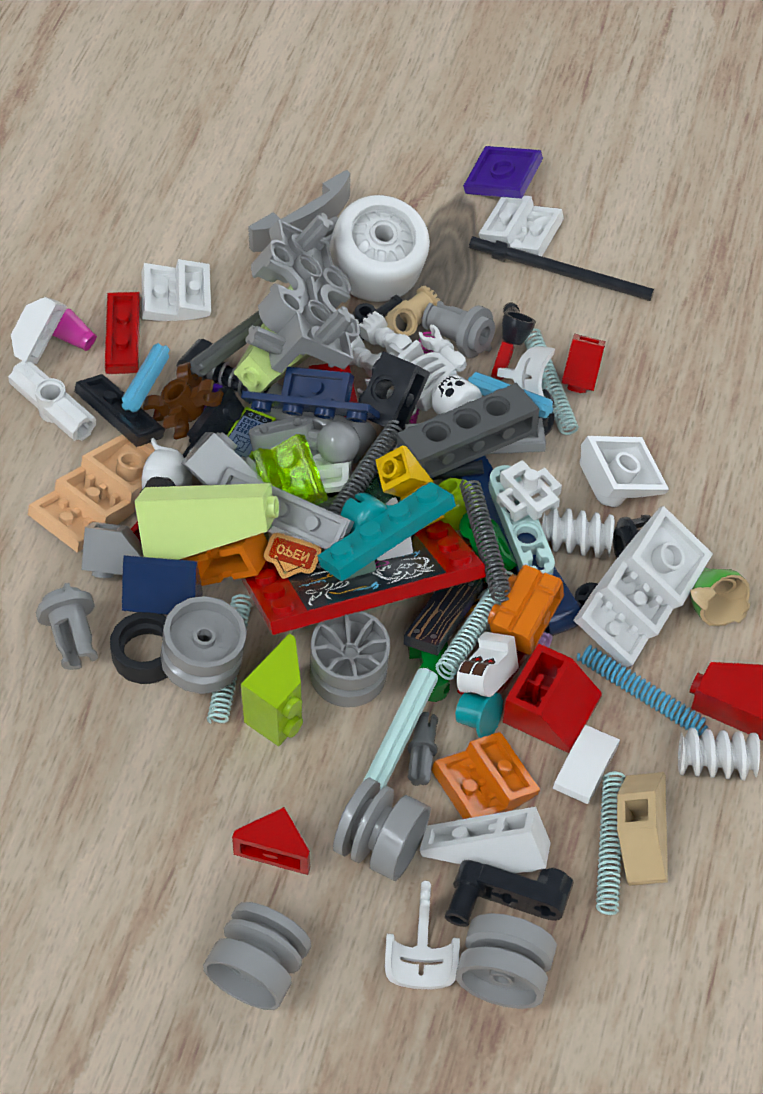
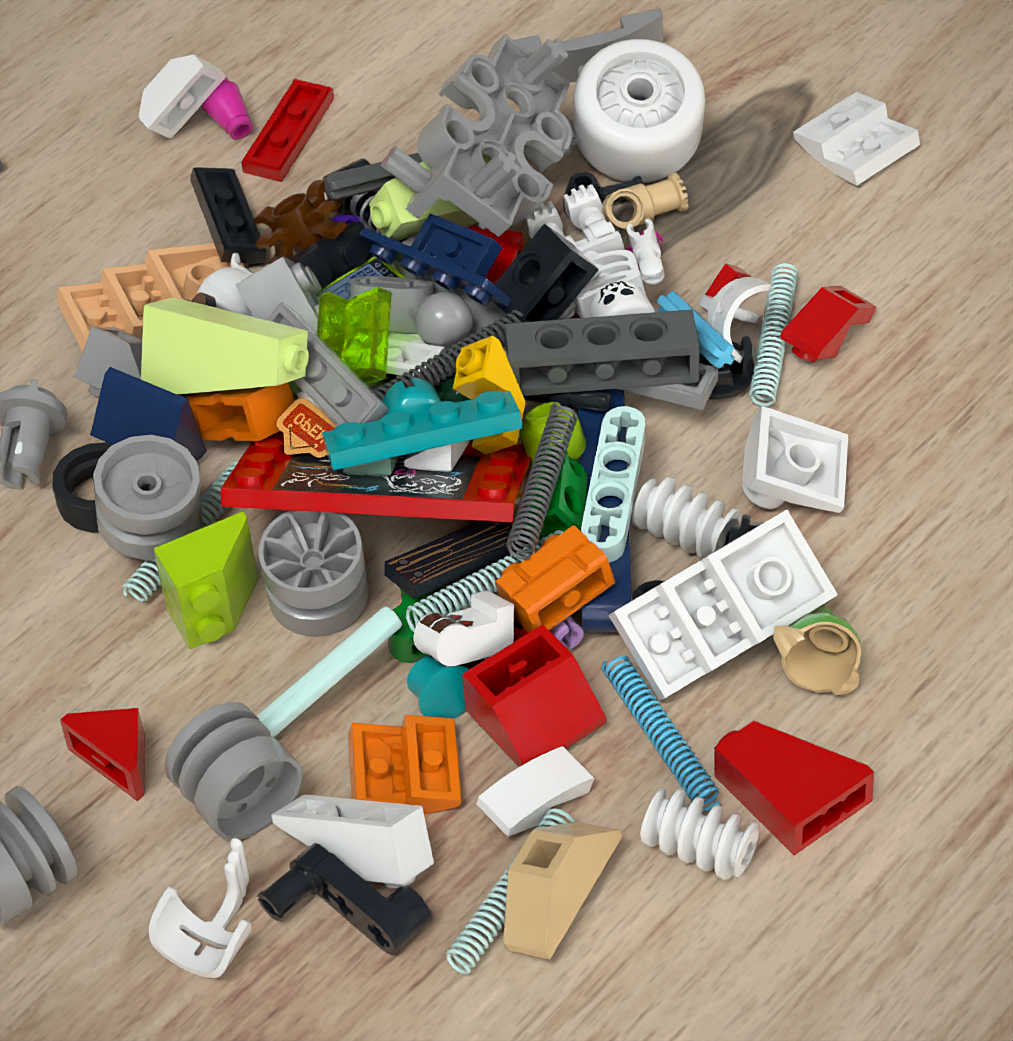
camera: 30 degrees right, 5 degrees down
(52, 400) = (156, 182): white piece -> none
(145, 377) = (277, 186): medium azure axle -> none
(176, 292) = (377, 100): white slope -> none
(422, 749) = (348, 706): dark grey axle -> none
(469, 329) = (698, 238): light grey piece -> none
(503, 172) = (870, 65): dark purple tile -> none
(503, 251) = (812, 163): black bar -> none
(506, 961) = (285, 966): light grey wheel -> none
(515, 325) = (764, 251): black bar -> none
(531, 484) = (635, 435): white piece -> none

